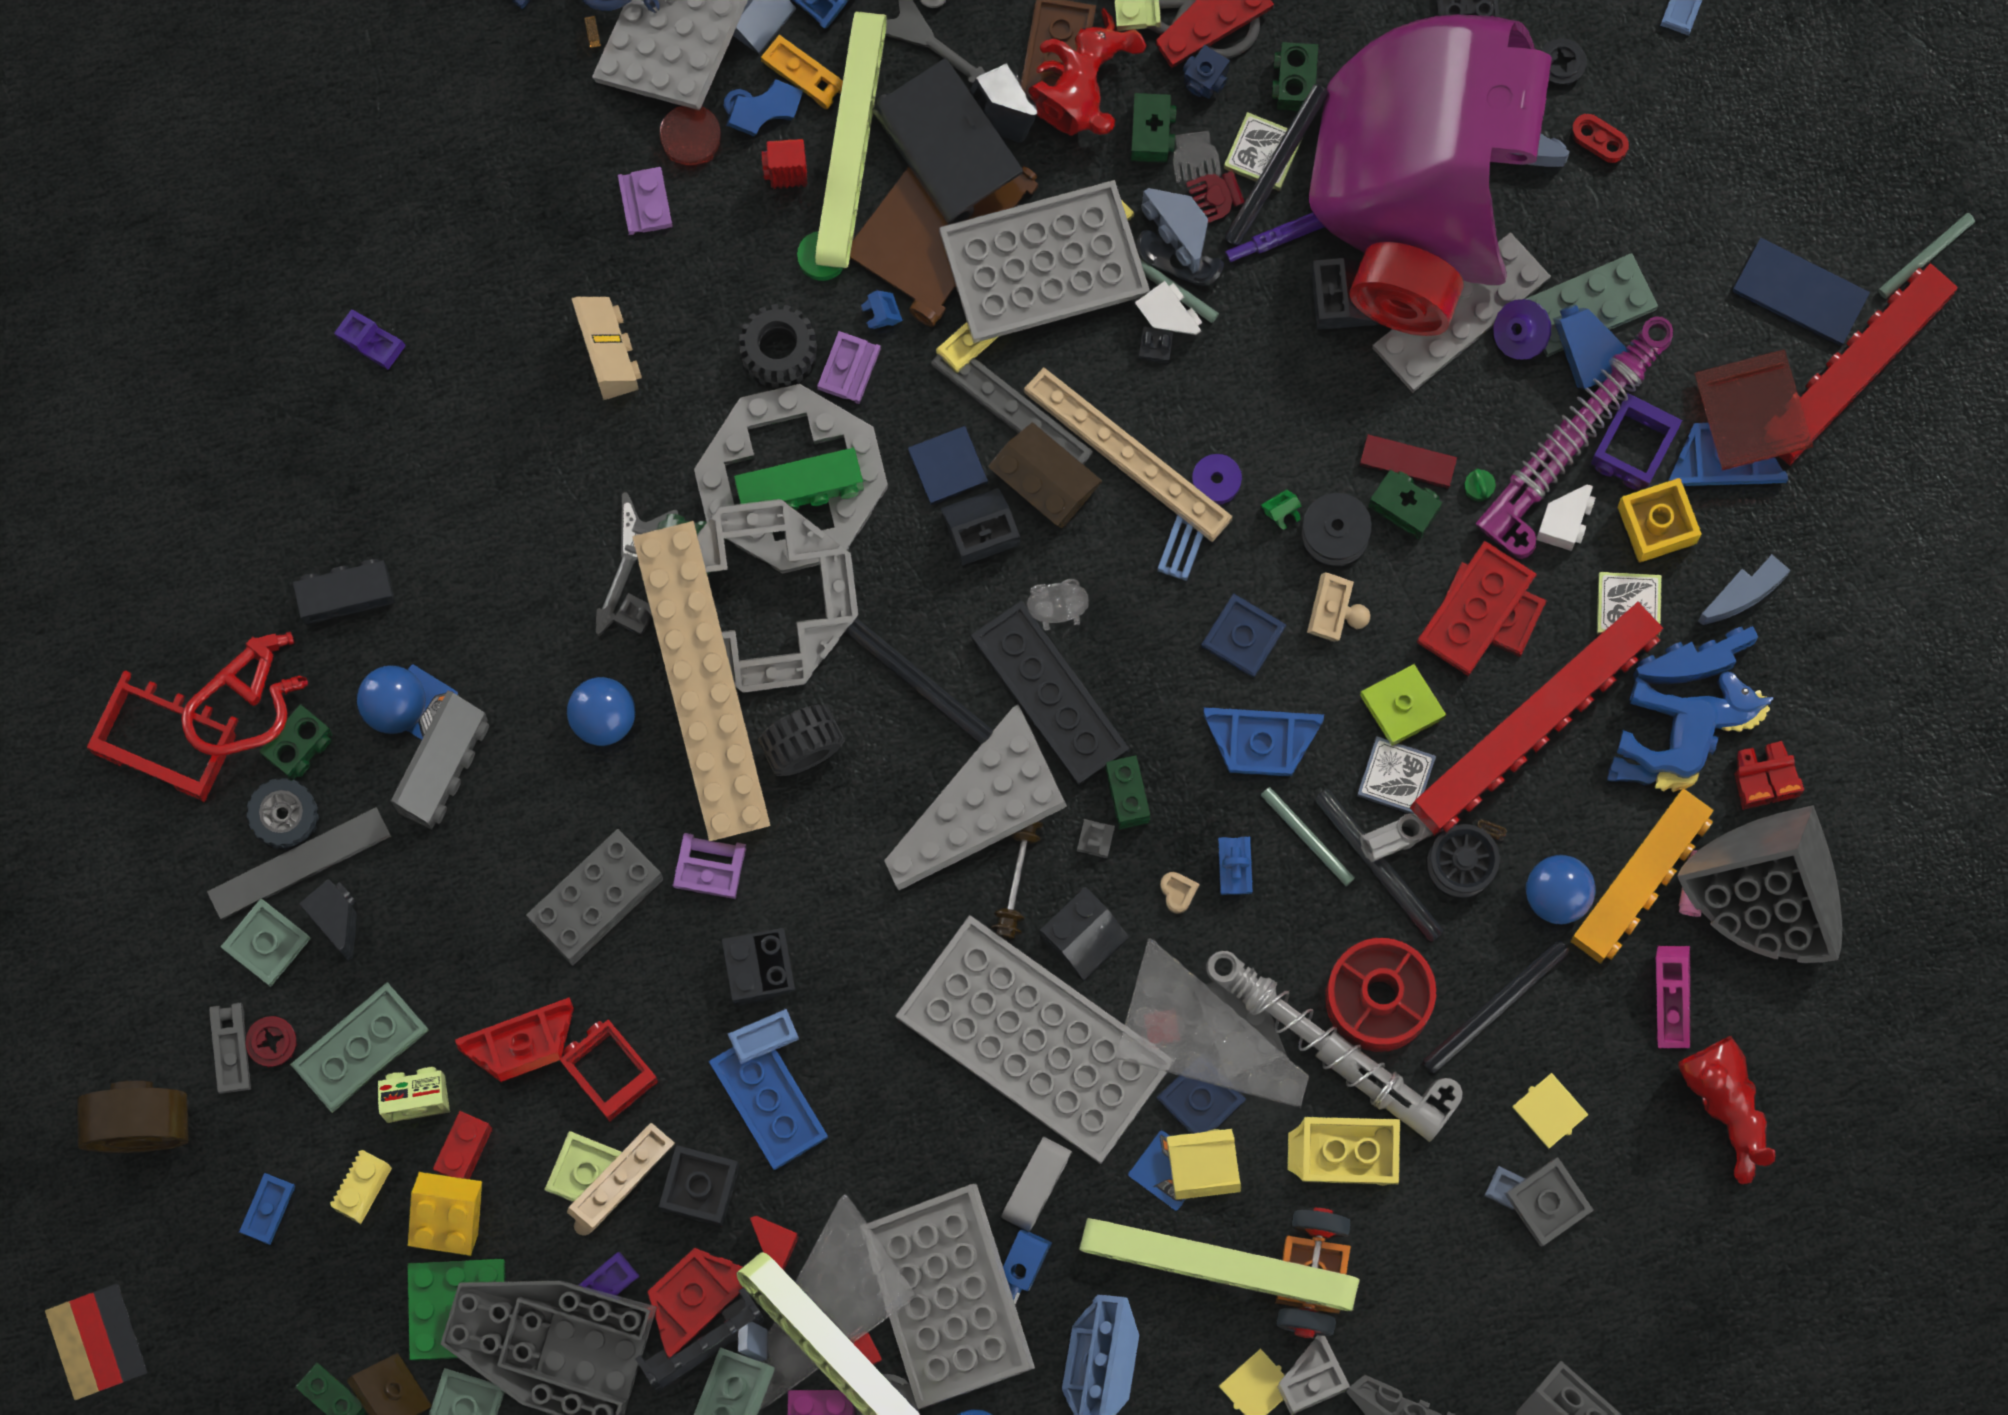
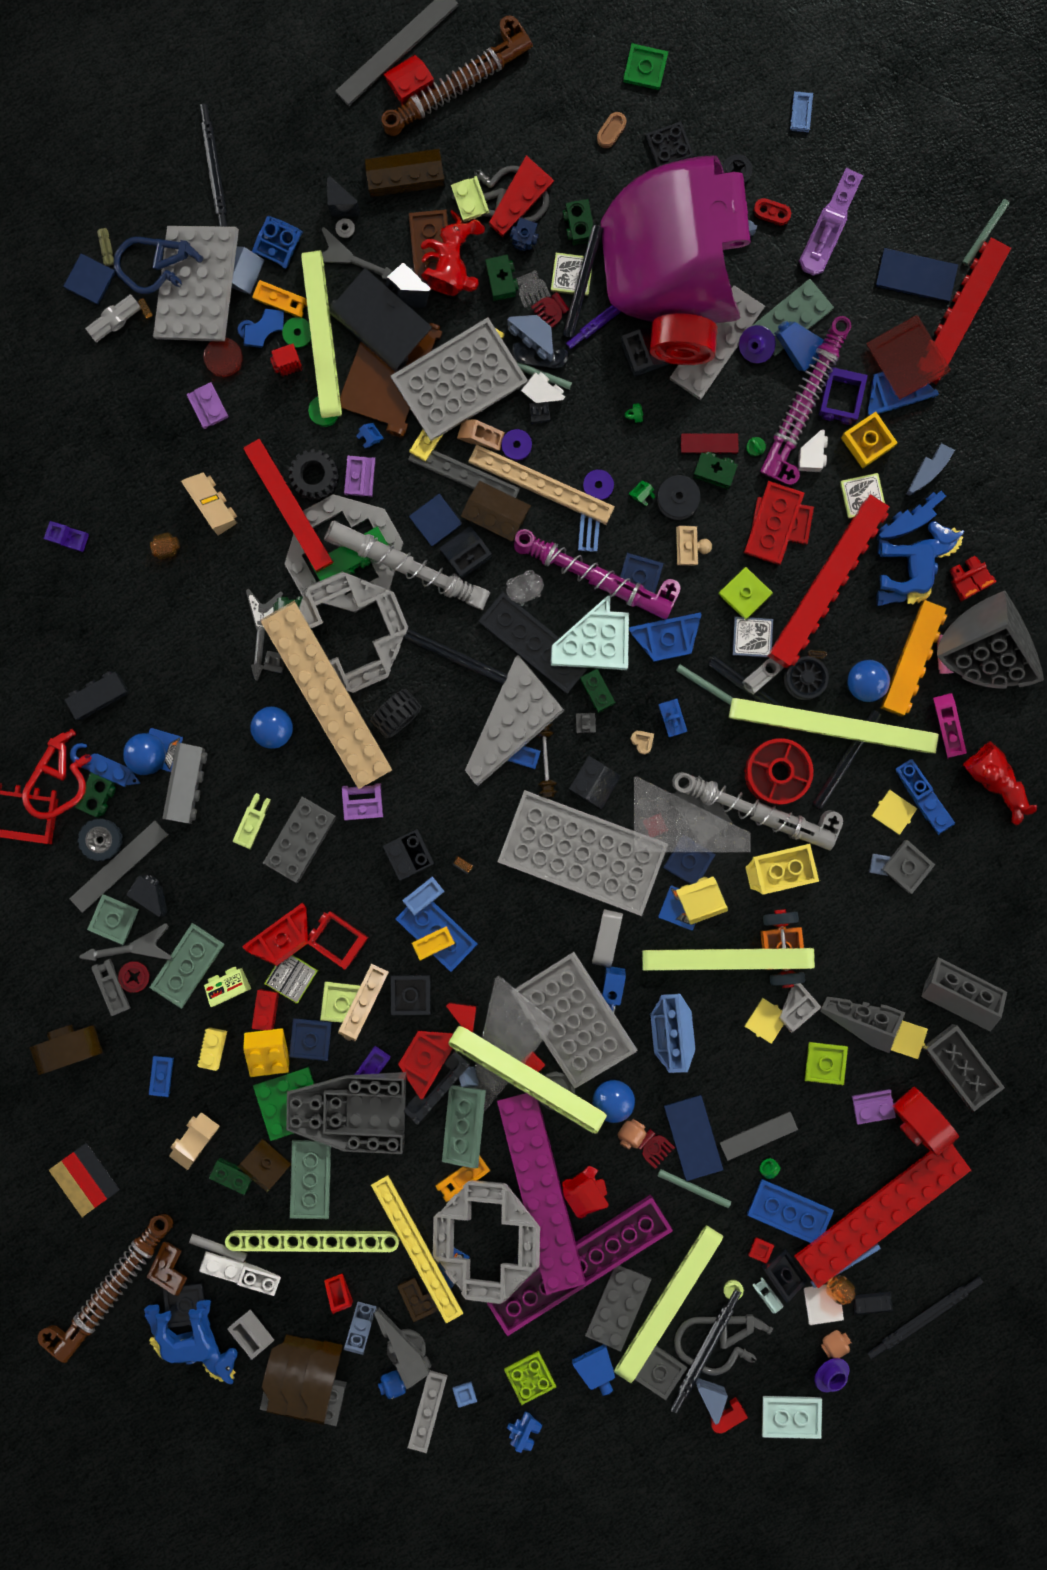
camera: 15 degrees left, 10 degrees up
(282, 1329) = (194, 1140): none -> tan brick
(300, 997) = (143, 946): none -> dark grey piece
(326, 706) = (106, 768): none -> blue plate
(516, 392) = (164, 545): none -> clear orange head
(518, 1110) = (291, 978): none -> light grey tile
(520, 1216) = (310, 1039): none -> dark blue tile
(526, 852) = (251, 823): none -> yellowish green hinge
(539, 33) = (113, 318): none -> light grey piece
(725, 381) = (288, 505): none -> red tile
(757, 1113) = (433, 943): none -> yellow plate
(814, 116) = (294, 325): none -> green piece
(827, 468) = (369, 547): none -> light grey piece
(839, 1008) = (462, 865): none -> clear orange piece
(986, 865) = (526, 756): none -> blue tile
(1054, 352) = (481, 434): none -> medium nougat arch
(1106, 371) = (521, 437): none -> dark purple piece
(1145, 713) = (595, 641): none -> light aqua wing
(1225, 657) = (632, 593): none -> magenta piece
(1305, 384) = (637, 413): none -> green tile
(1487, 945) = (833, 725): none -> yellowish green beam
(1603, 1097) = (924, 797): none -> blue slope
(1685, 181) = (829, 225): none -> medium lavender piece

